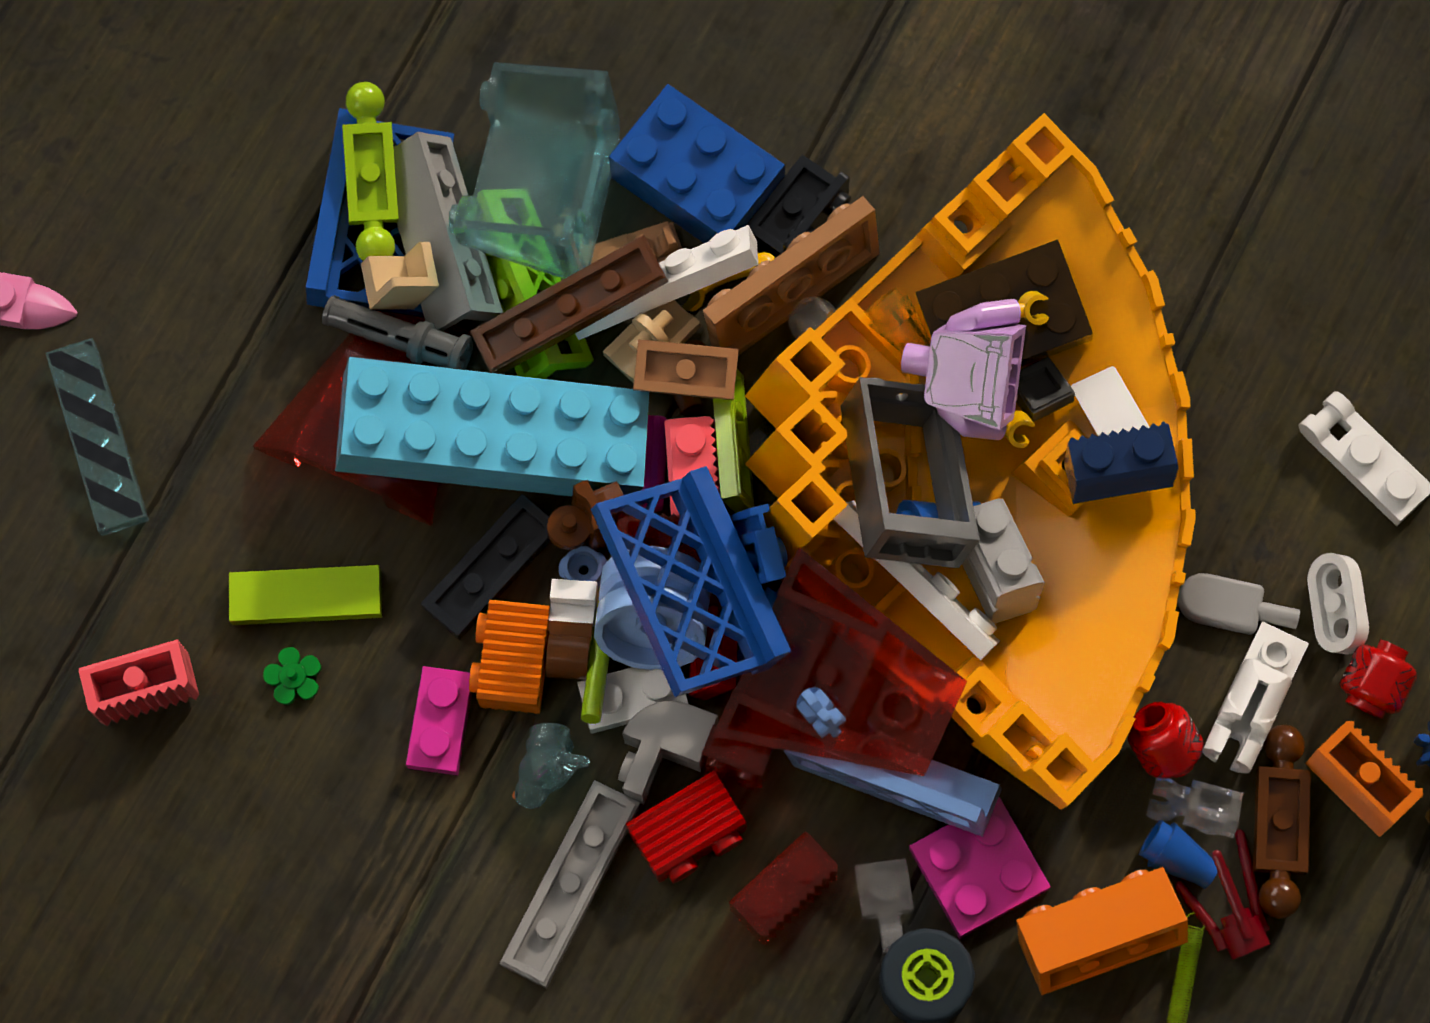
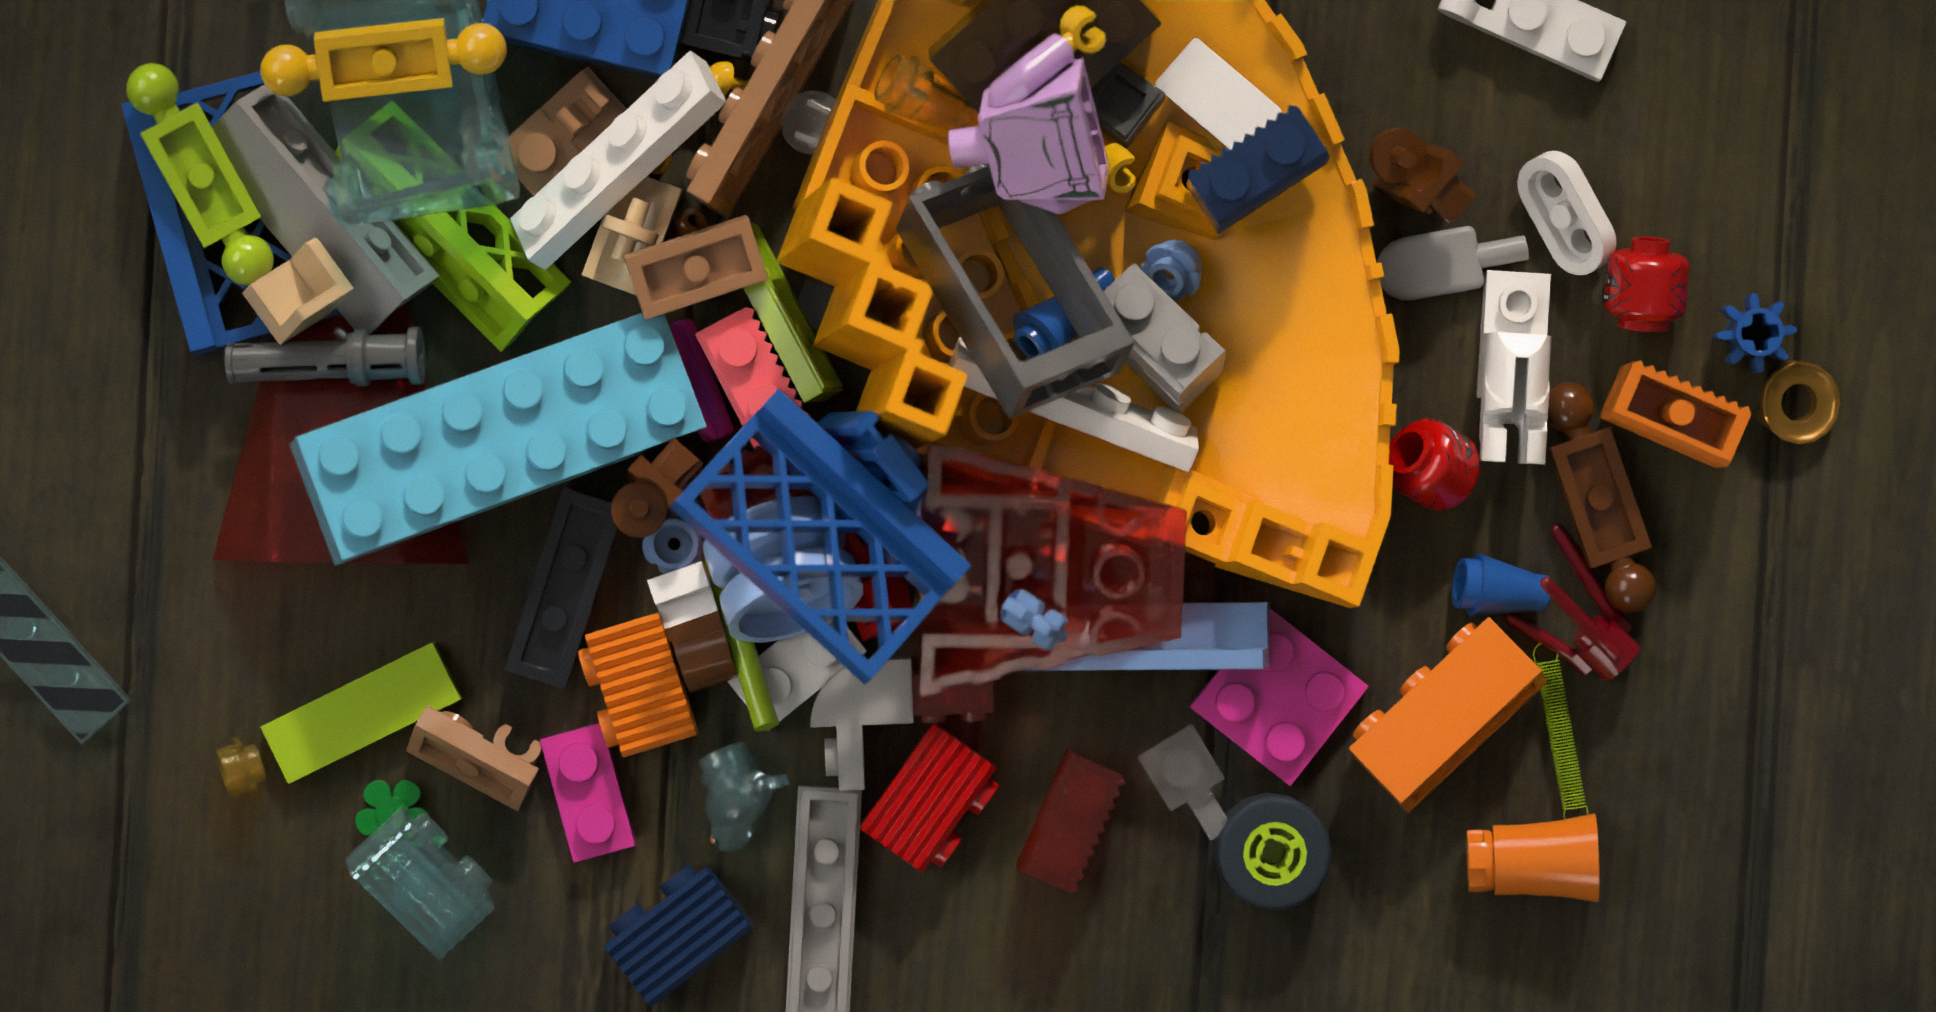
camera: 35 degrees left, 15 degrees up
(139, 682) = (221, 906): coral brick -> none
(201, 595) = (240, 768): none -> clear yellow plate
(290, 727) = (422, 881): none -> clear light blue brick
(367, 657) = (458, 750): none -> medium nougat plate
(457, 847) = (678, 933): none -> dark blue brick
(532, 145) = (383, 59): none -> yellow plate
(569, 306) = (520, 243): reddish brown tile -> none
(1039, 518) = (1181, 261): none -> medium blue plate
(1203, 806) = (1505, 518): clear plate -> none
(1239, 526) = (1418, 174): none -> reddish brown hips

